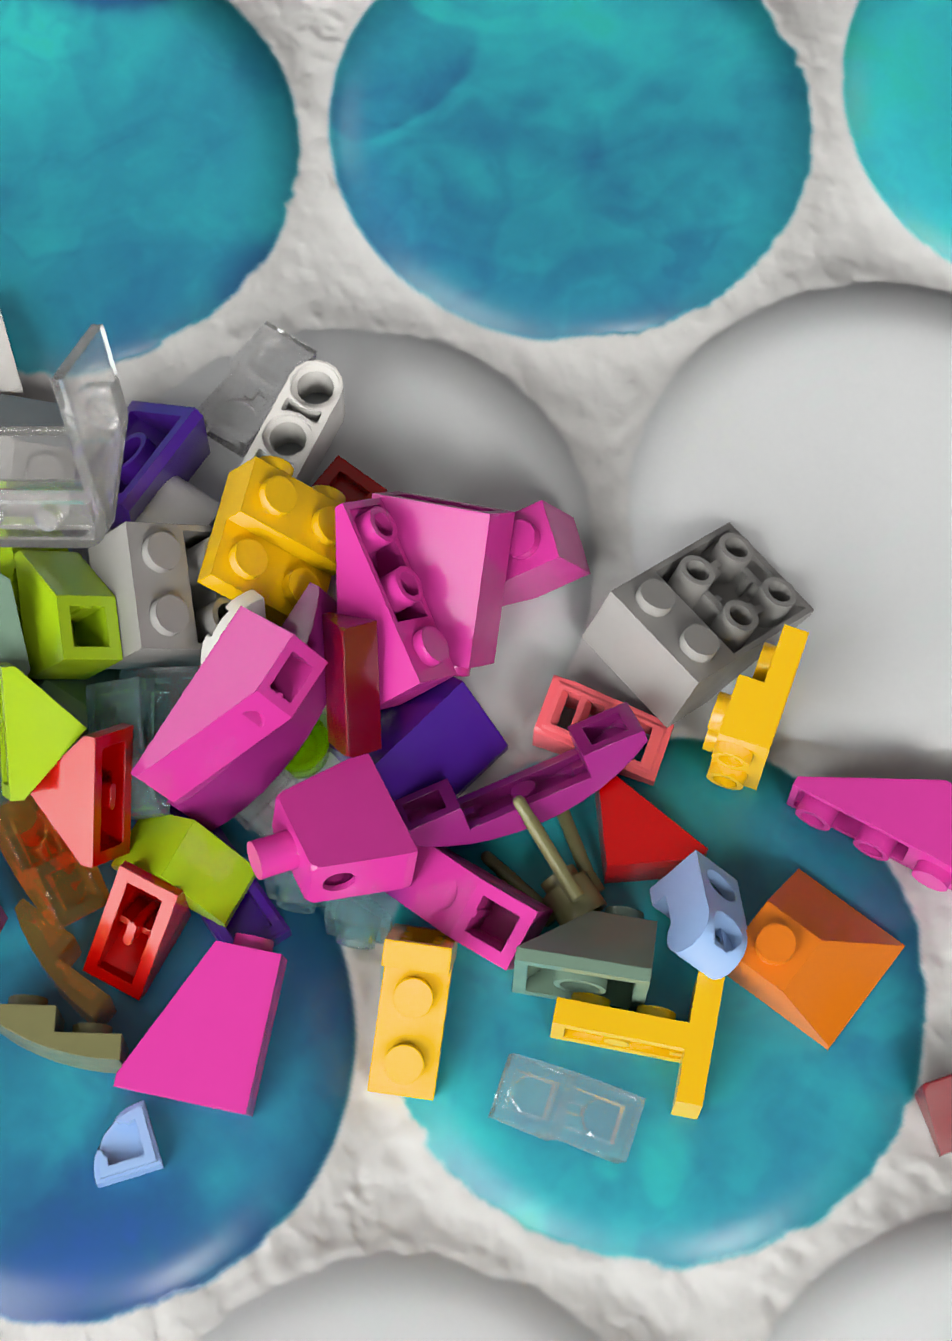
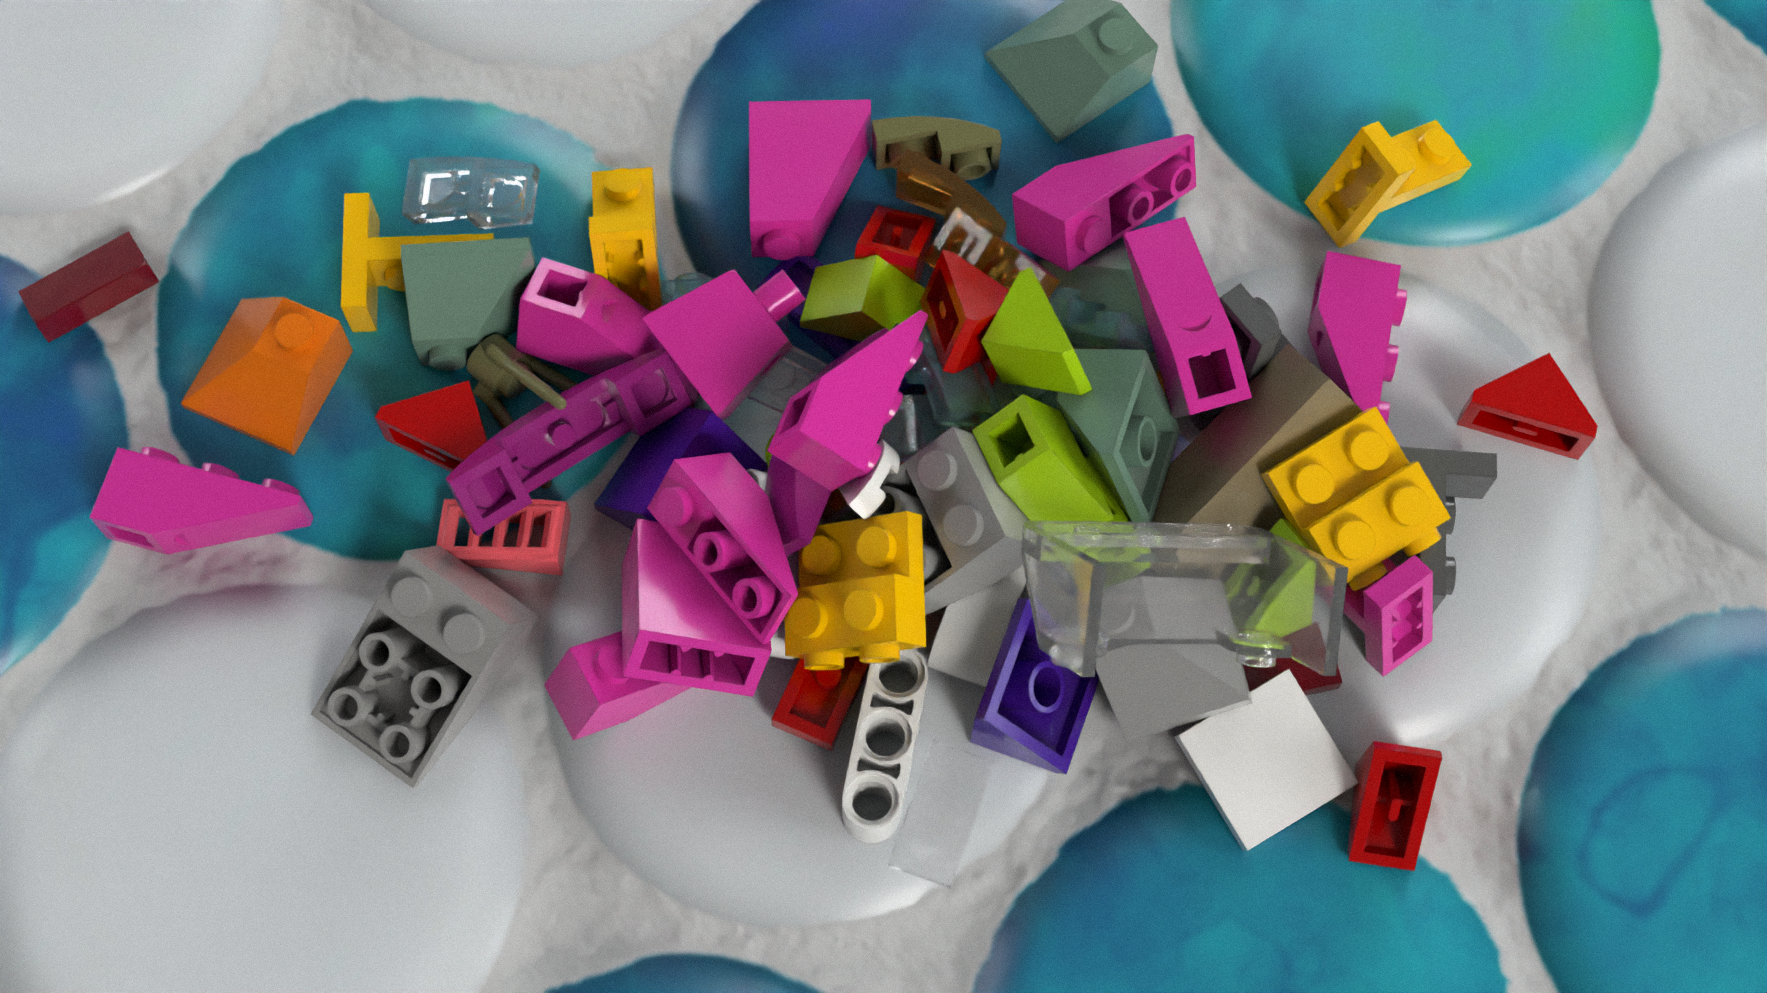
camera: 165 degrees right, 0 degrees up
(127, 1148) = (849, 78): light blue tile -> none
(352, 684) = (743, 458): dark red slope -> none
(705, 921) = (367, 348): light blue leg -> none
(747, 720) = (346, 550): yellow plate -> none

